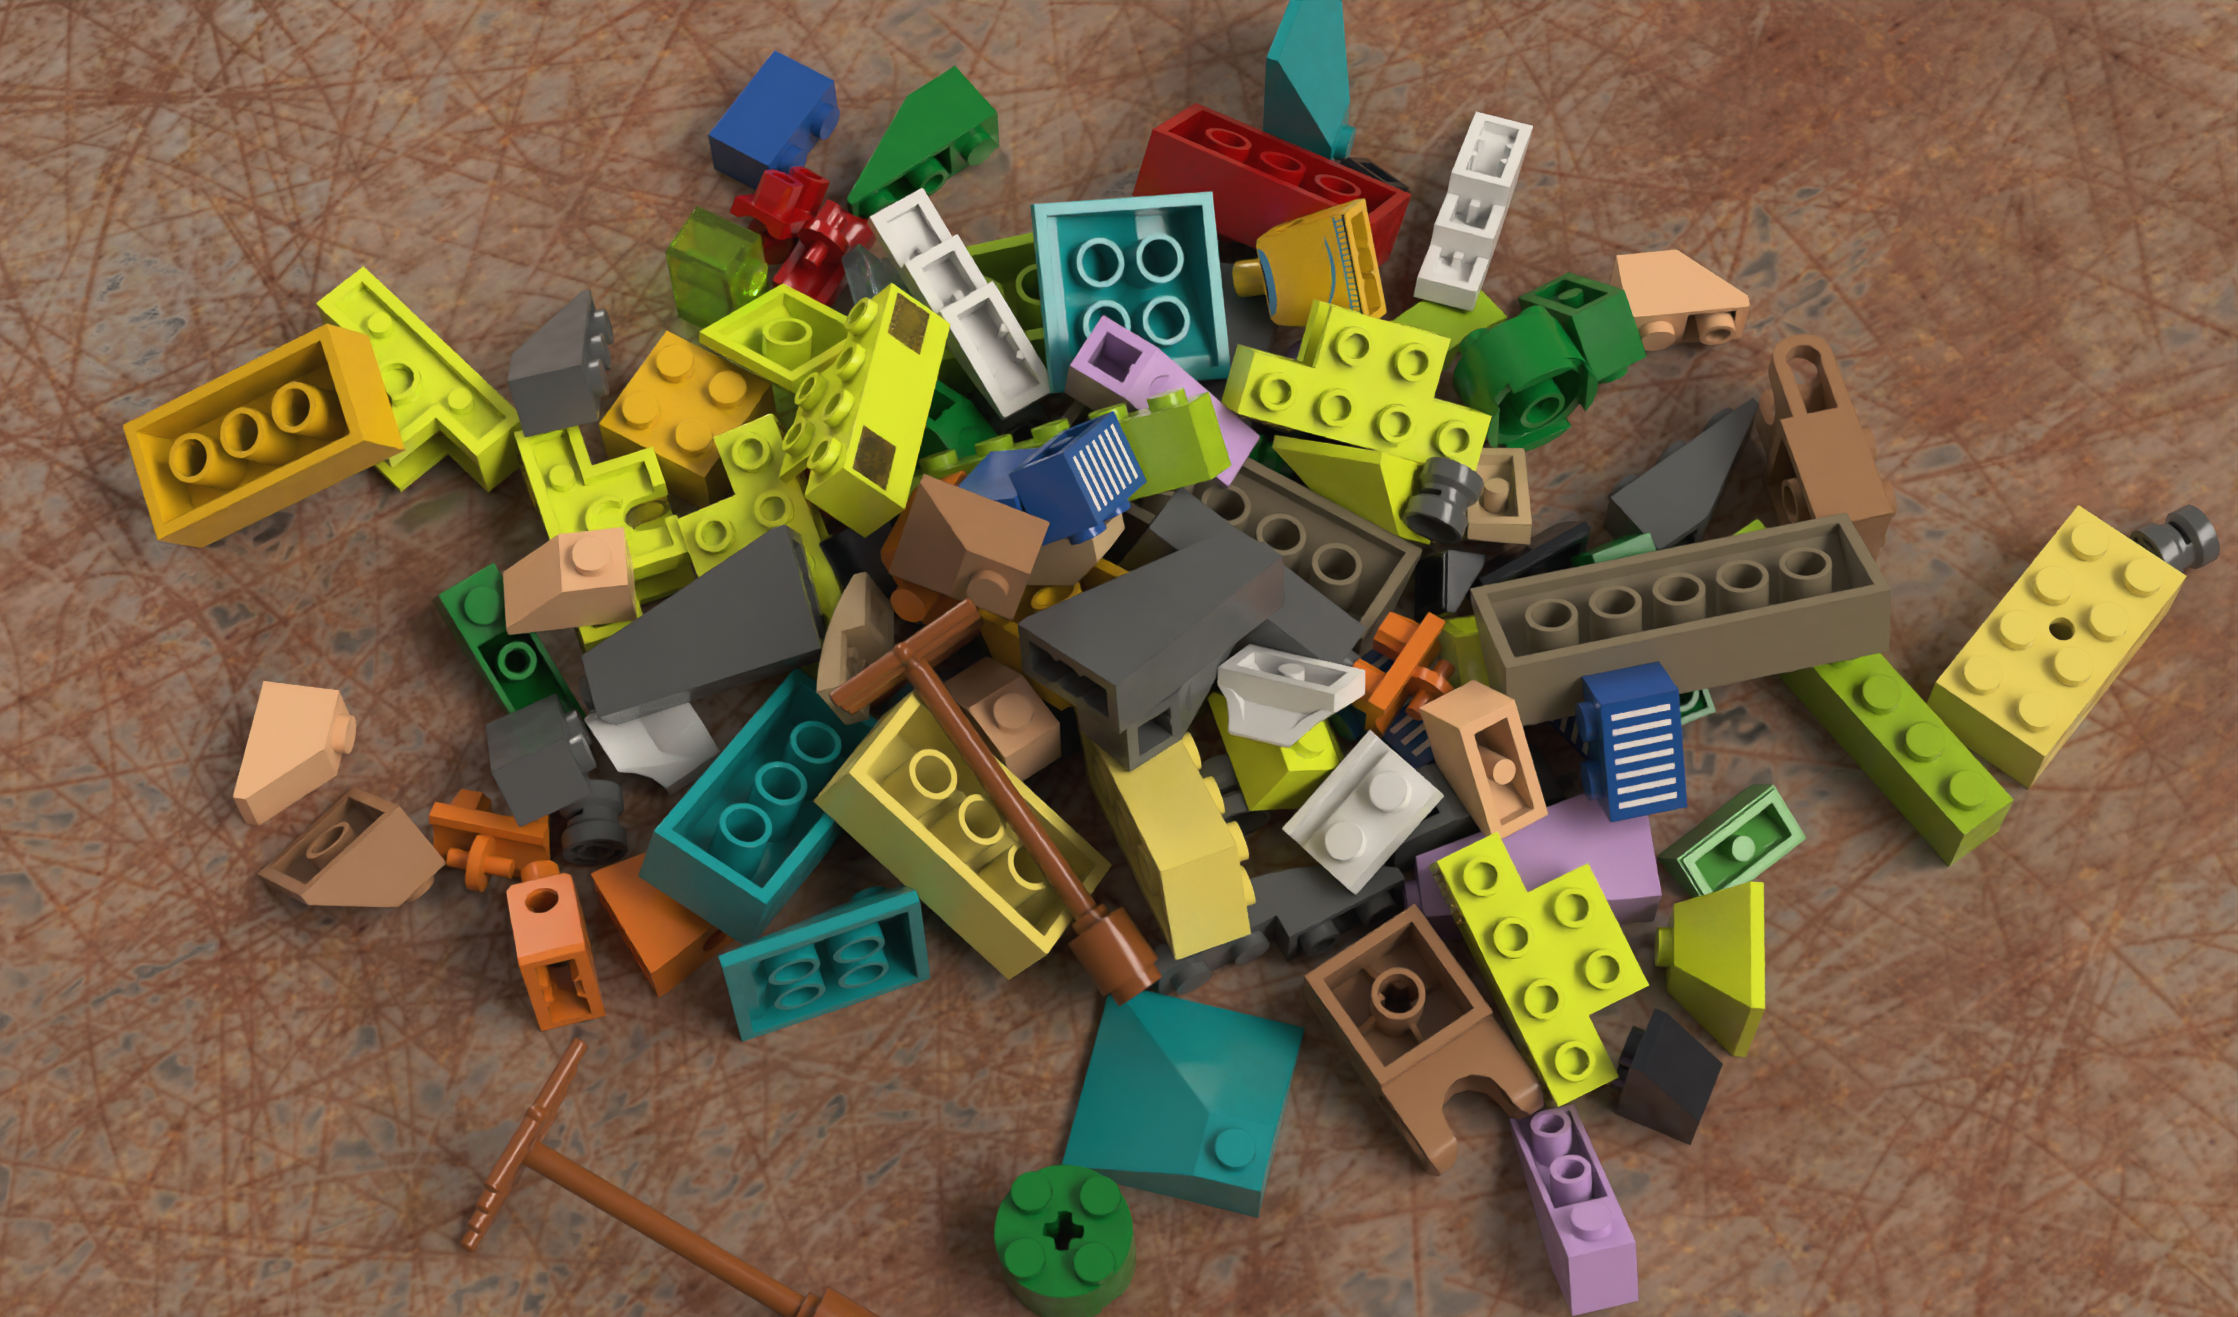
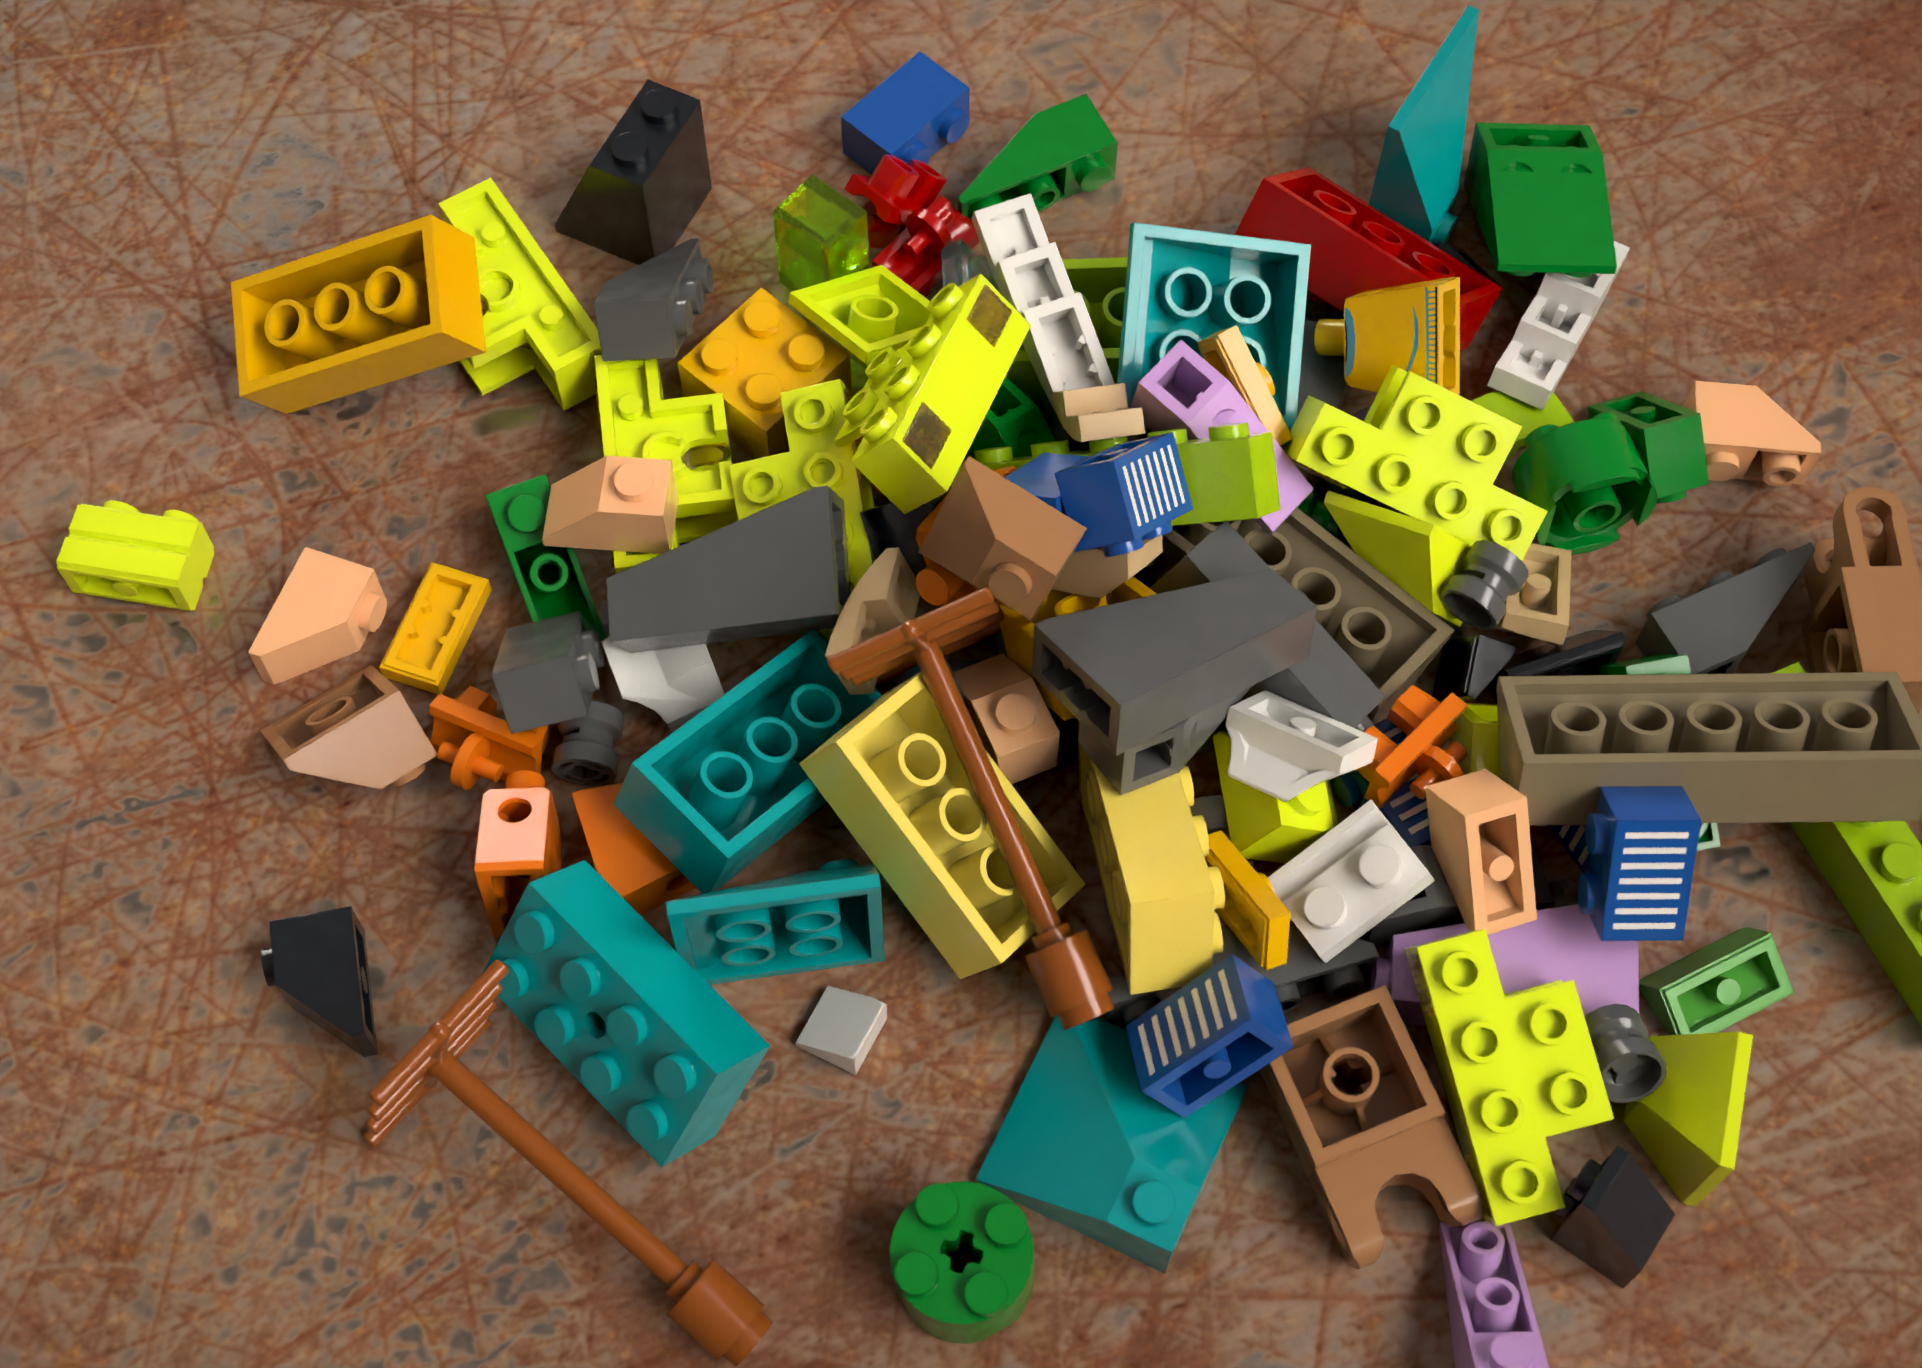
camera: 10 degrees right, 0 degrees up
(88, 722) = (136, 555): none -> neon yellow brick
(384, 1097) = (324, 973): none -> black slope
(411, 737) = (435, 628): none -> yellow plate
(516, 238) = (643, 179): none -> black slope
(693, 1072) = (625, 1012): none -> teal brick
(904, 1049) = (843, 1028): none -> white slope
(1034, 401) = (1097, 413): none -> tan slope
(1155, 323) = (1232, 358): none -> yellow plate
(1257, 984) = (1208, 1036): none -> blue brick
(1273, 852) = (1250, 904): none -> yellow plate
(1434, 95) = (1541, 198): none -> green slope
(1650, 924) = (1624, 1053): none -> dark grey wheel

